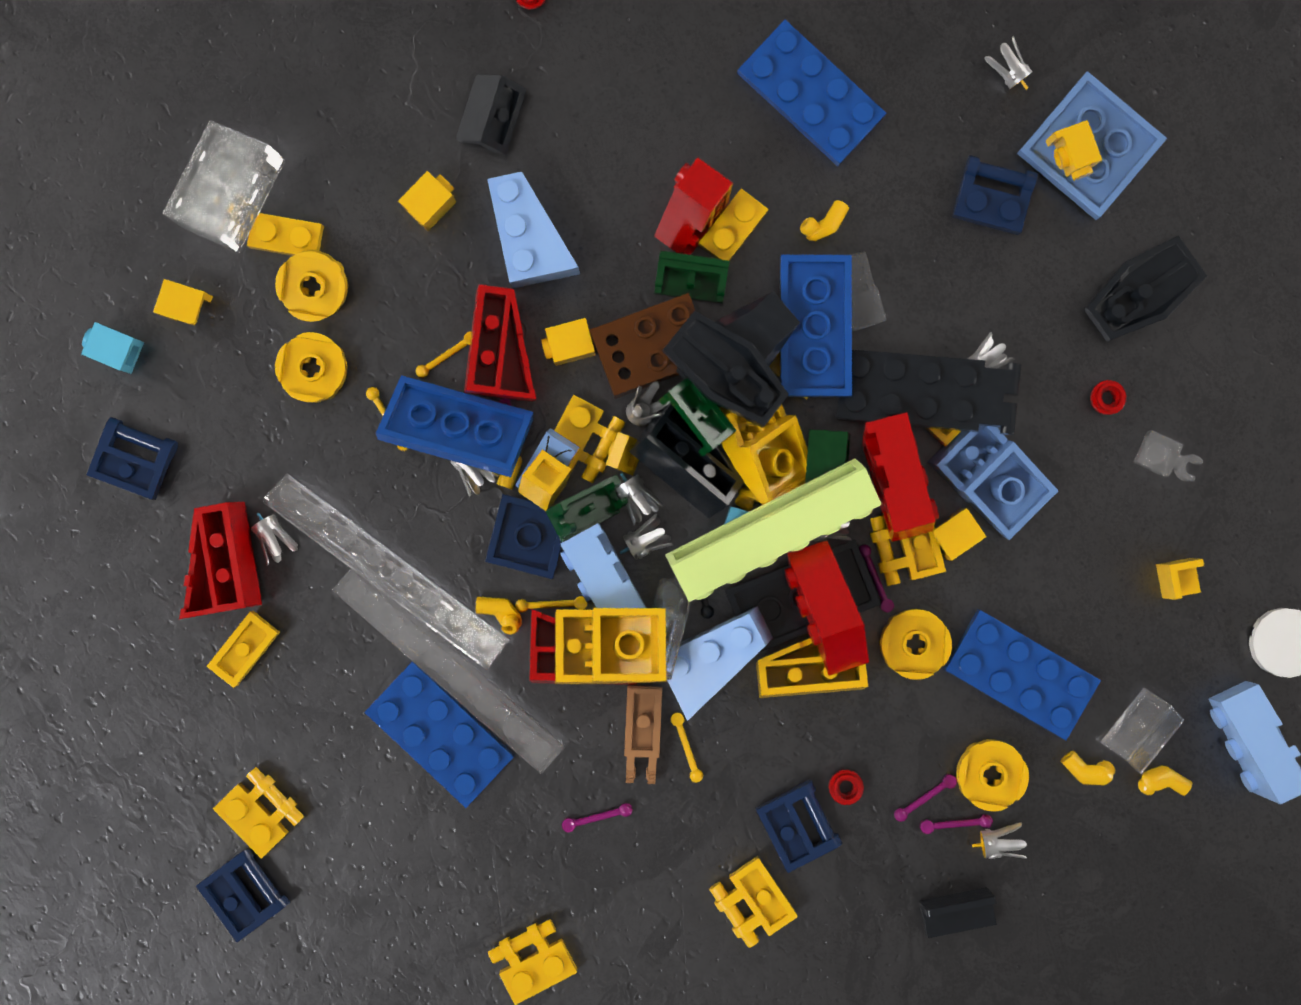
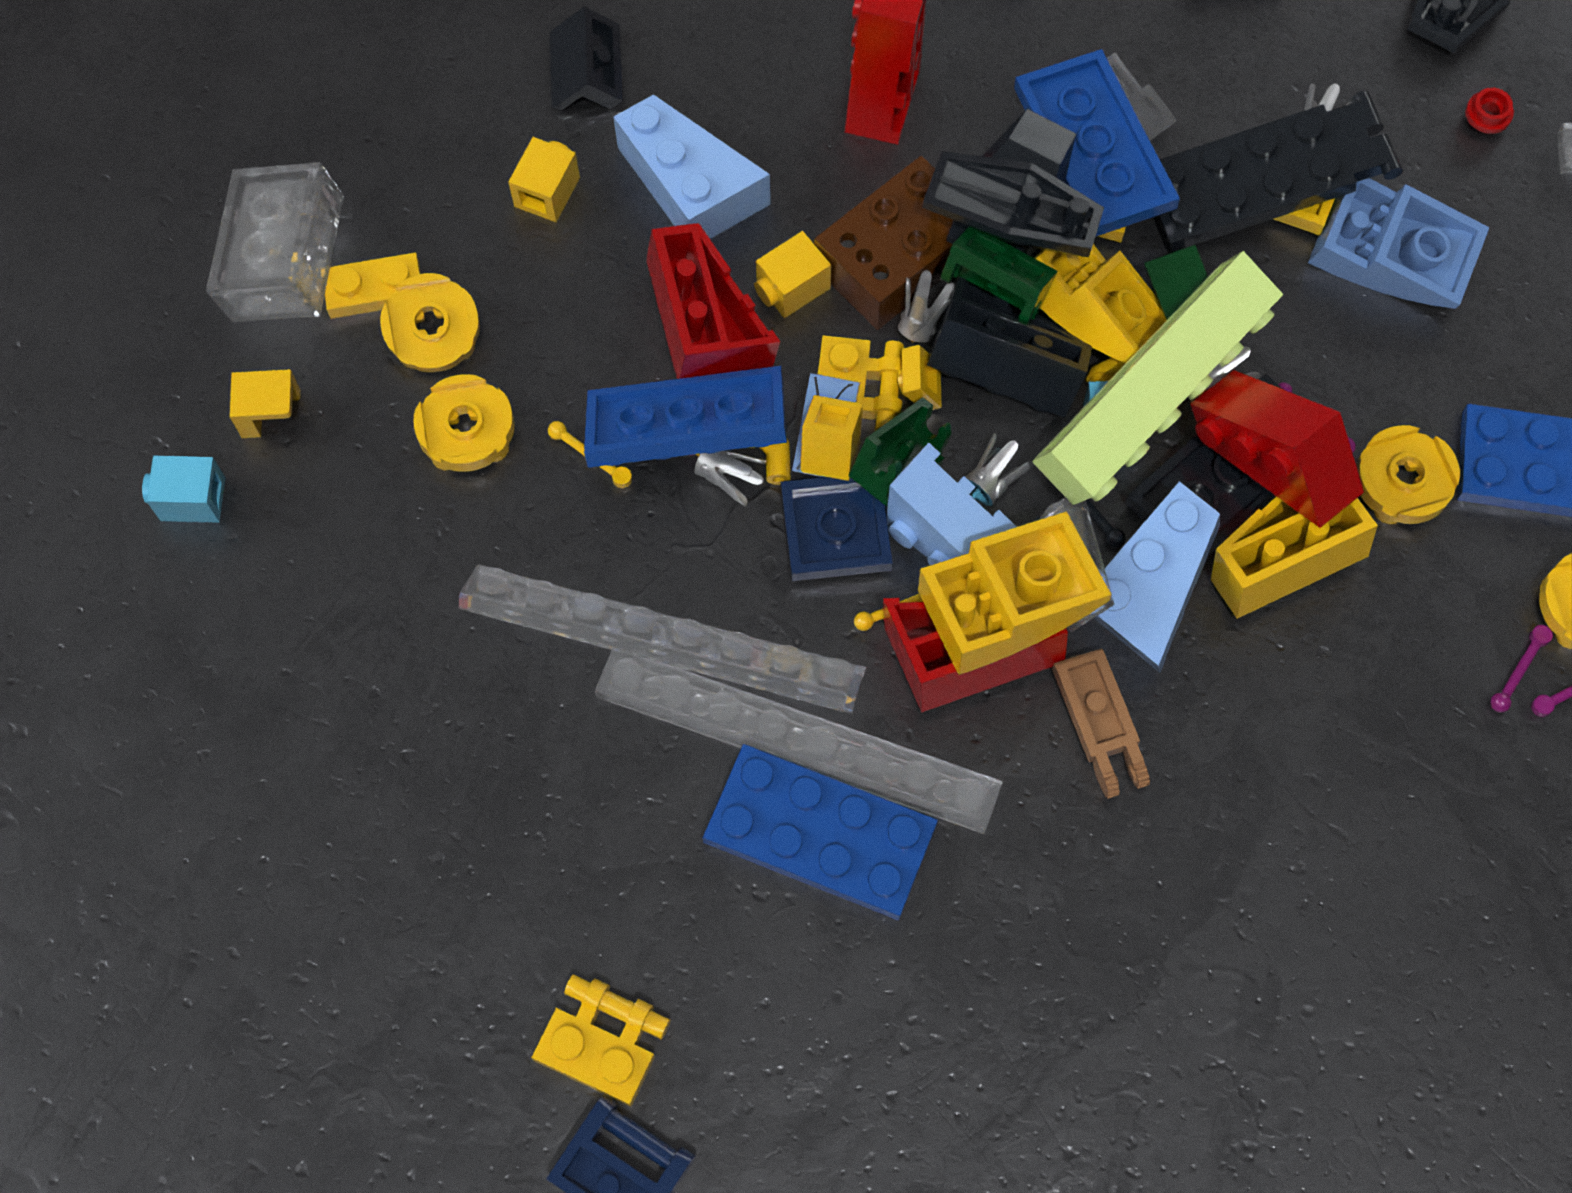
camera: 20 degrees left, 20 degrees down
(127, 469) = (255, 636): dark blue plate -> none
(221, 562) = (428, 706): red wedge -> none
(243, 649) = (498, 815): yellow plate -> none
(265, 532) = (477, 641): flat silver piece -> none
(423, 370) = (614, 379): yellow hinge -> none
(503, 611) = (840, 634): yellow arm -> none
(538, 970) = (1102, 1115): yellow plate -> none
(569, 824) = (1055, 889): magenta hinge -> none
(637, 497) = (962, 422): flat silver piece -> none
(677, 720) = (1139, 693): yellow hinge -> none
(697, 275) = (898, 142): dark green hinge -> none
(733, 226) = (939, 86): yellow plate -> none
(762, 896) = (1371, 880): yellow plate -> none
(788, 832) = (1362, 777): dark blue plate -> none
(830, 224) = (1056, 40): yellow arm -> none
(849, 797) = (1416, 679): red plate -> none
(899, 477) = (1317, 296): red wedge -> none
(920, 553) = (1344, 350): yellow plate -> none
(958, 534) = (1394, 317): yellow panel -> none

